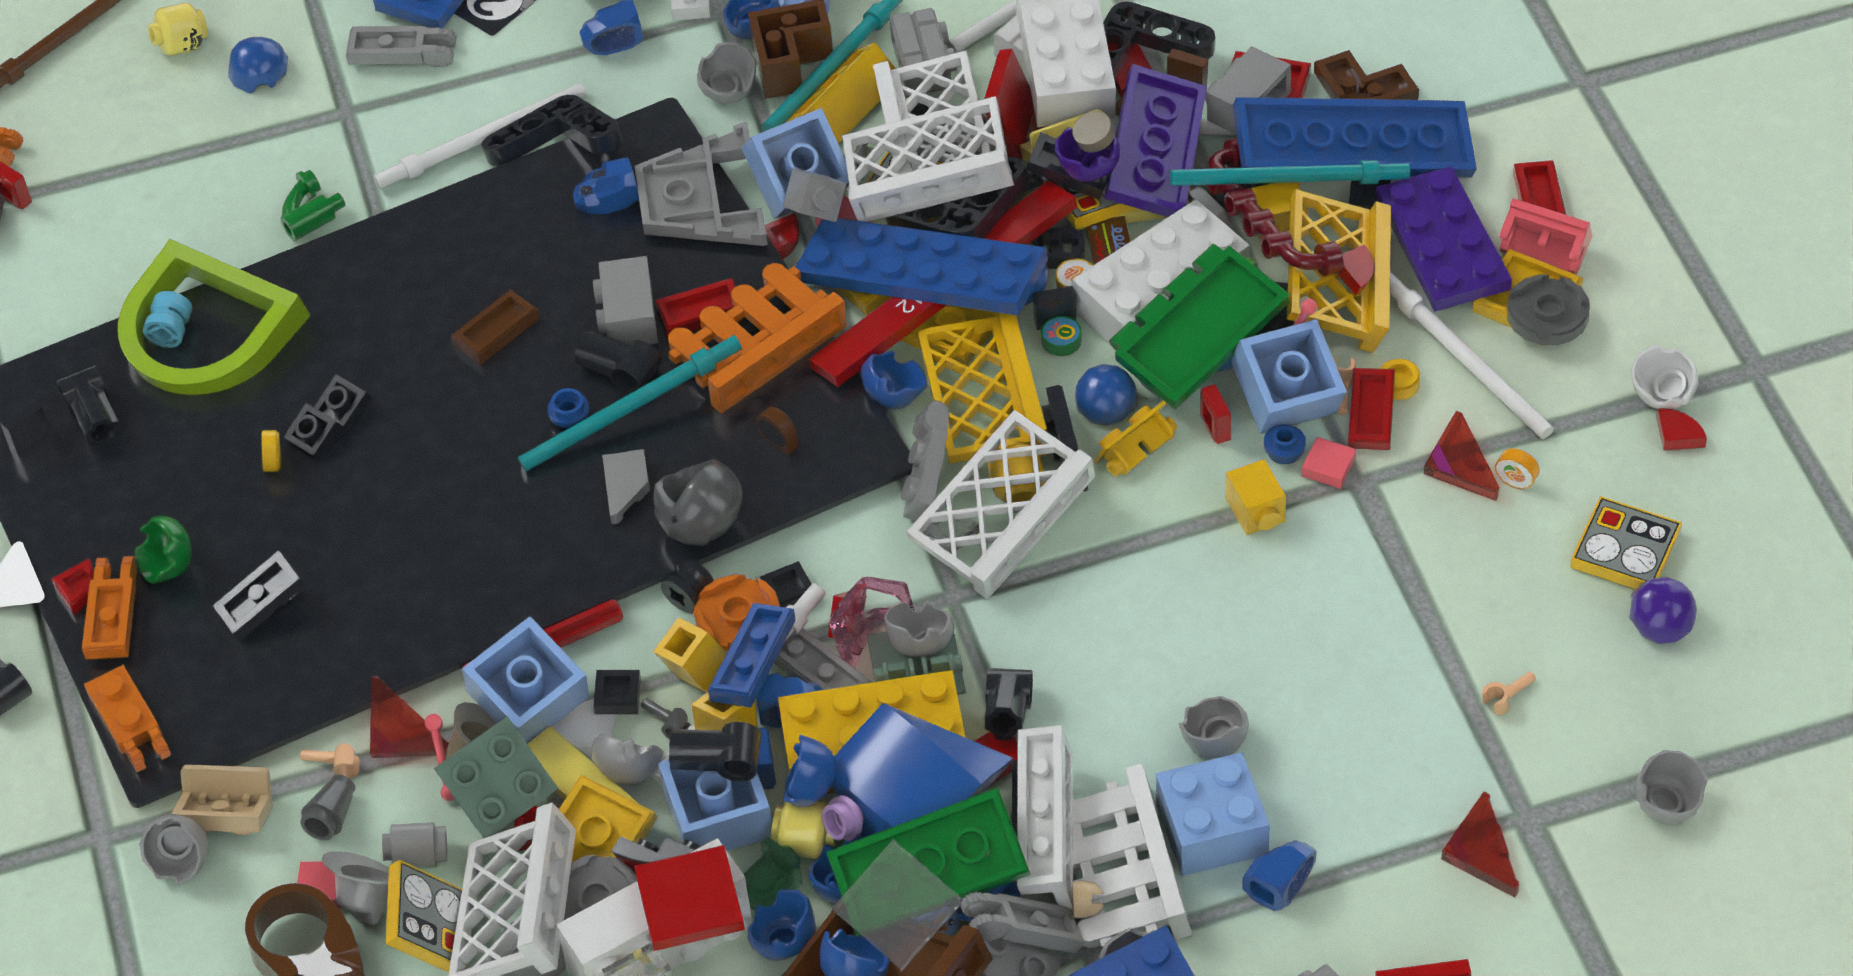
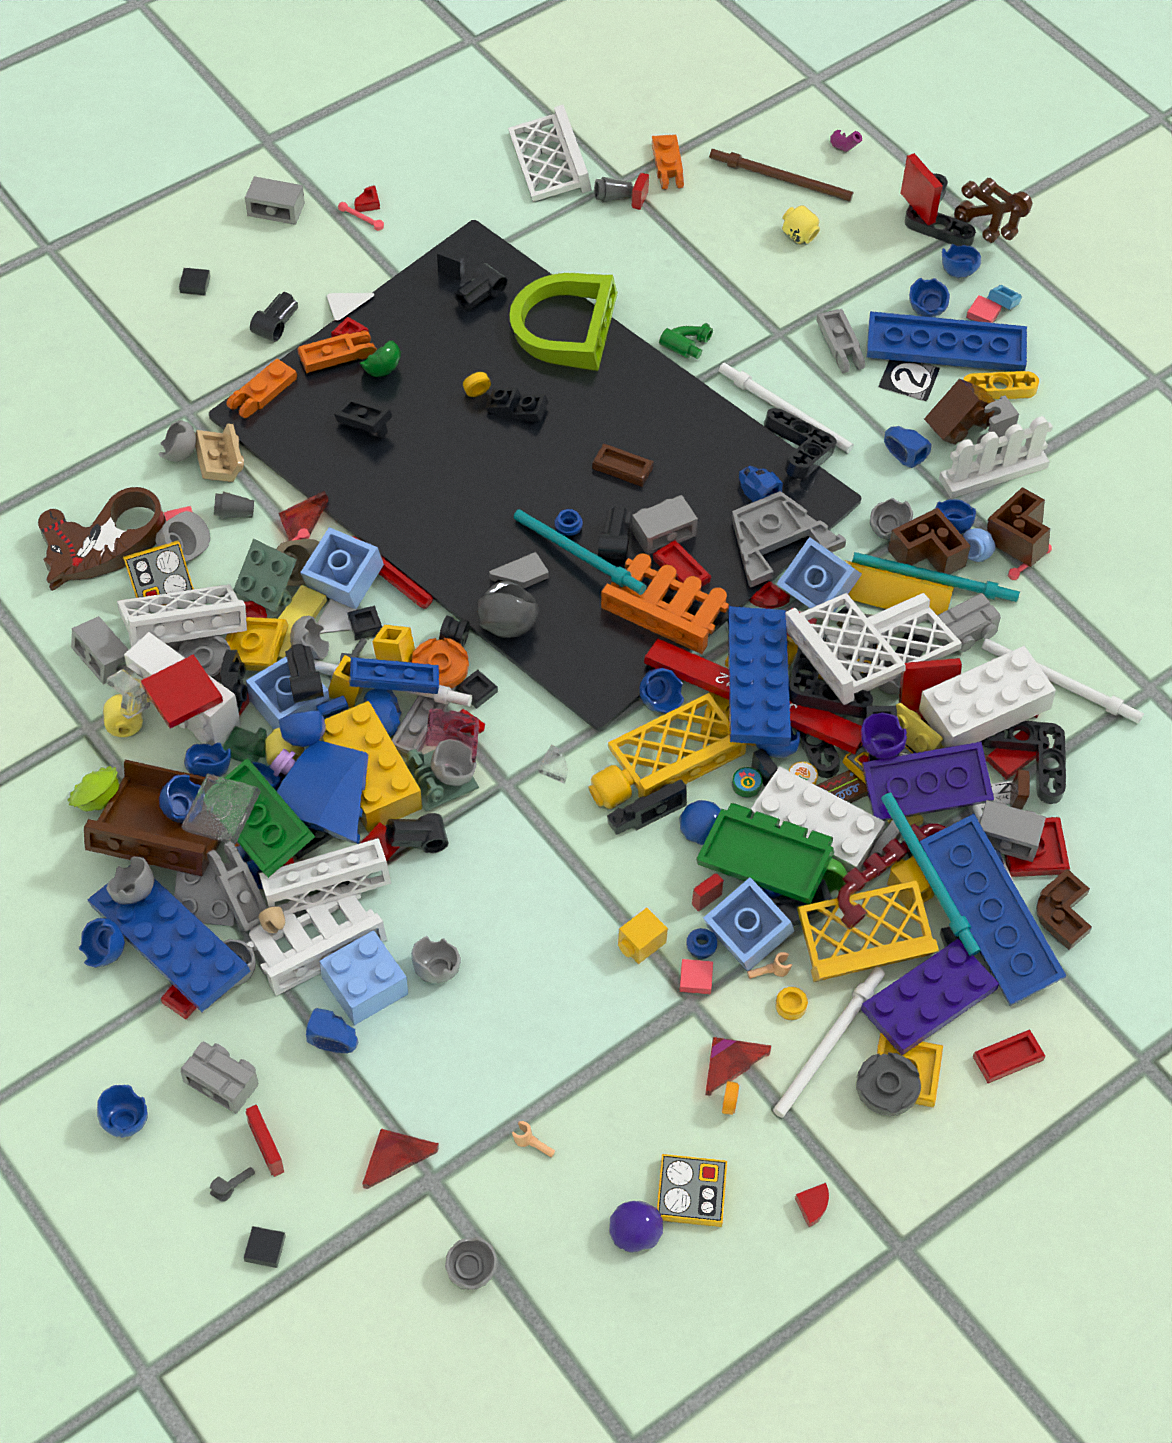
camera: 65 degrees right, 5 degrees up
(167, 319) = (554, 297): medium azure wheel -> none
(256, 63) = (794, 274): blue hair -> none
(343, 758) = (270, 503): light nougat hand -> none
(415, 844) = (217, 557): light grey brick -> none
(778, 429) = (591, 639): reddish brown tile -> none
(814, 194) = (786, 592): light grey brick -> none
(927, 458) = (599, 728): light grey hinge -> none
(1034, 516) = (568, 805): white fence -> none
(1093, 131) = (893, 730): dark tan tile -> none
(1123, 448) = (658, 844): yellow hinge -> none
(1308, 307) = (785, 907): coral hinge -> none
(1357, 269) = (863, 940): tile -> none
(1371, 408) = (752, 990): red tile -> none
(1546, 235) = (960, 1065): coral hinge -> none
(1664, 377) = (851, 1177): white hair -> none

